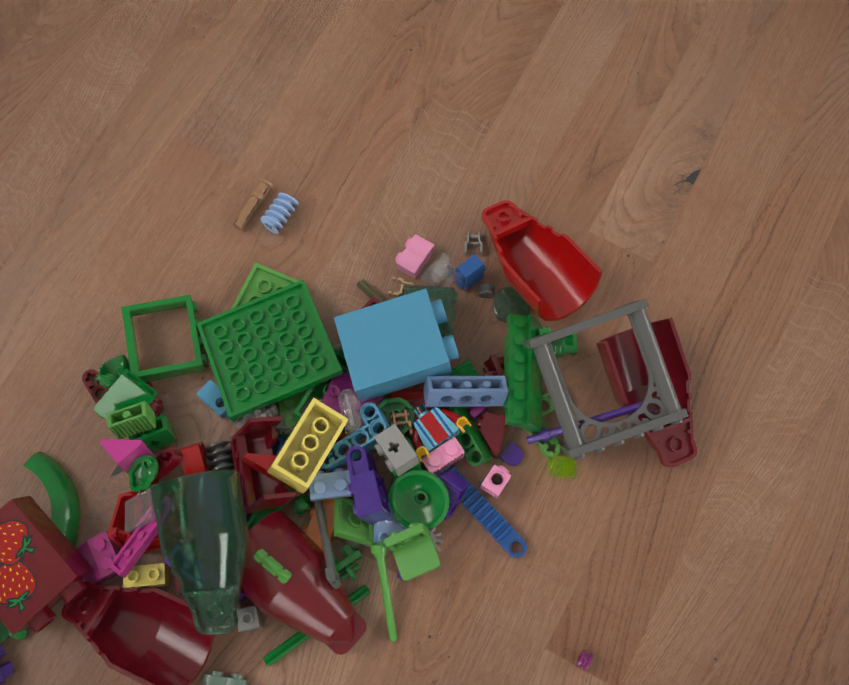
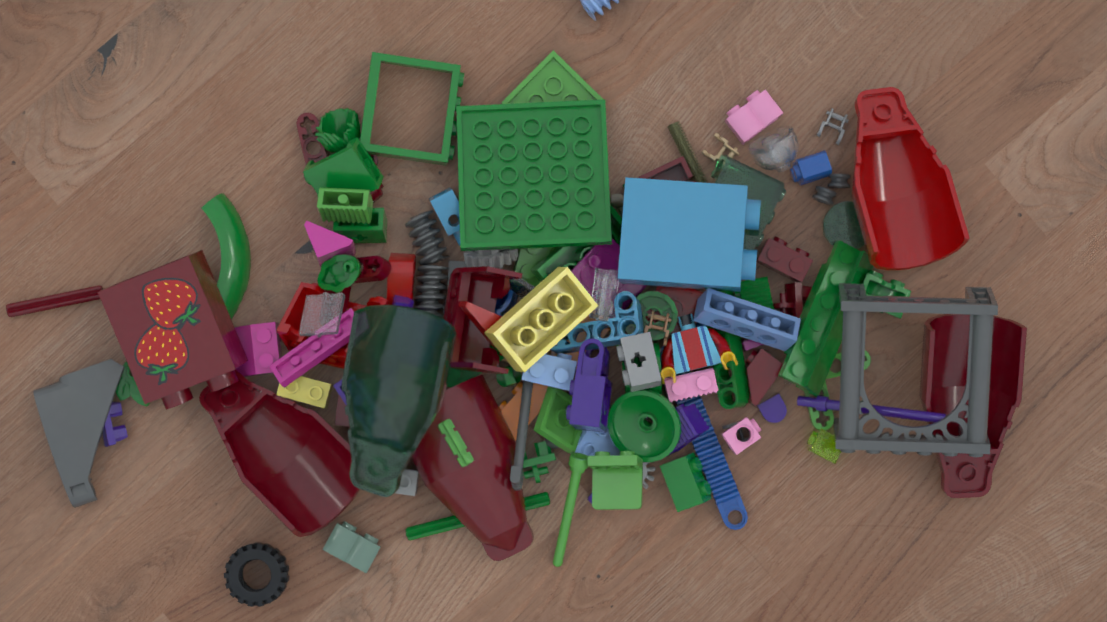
camera: 15 degrees right, 15 degrees up
(204, 426) = (426, 238): none -> dark grey piece
(468, 533) = (686, 482): none -> green brick
(476, 344) = (784, 260): none -> dark red brick
(493, 276) = (839, 181): none -> dark grey bush

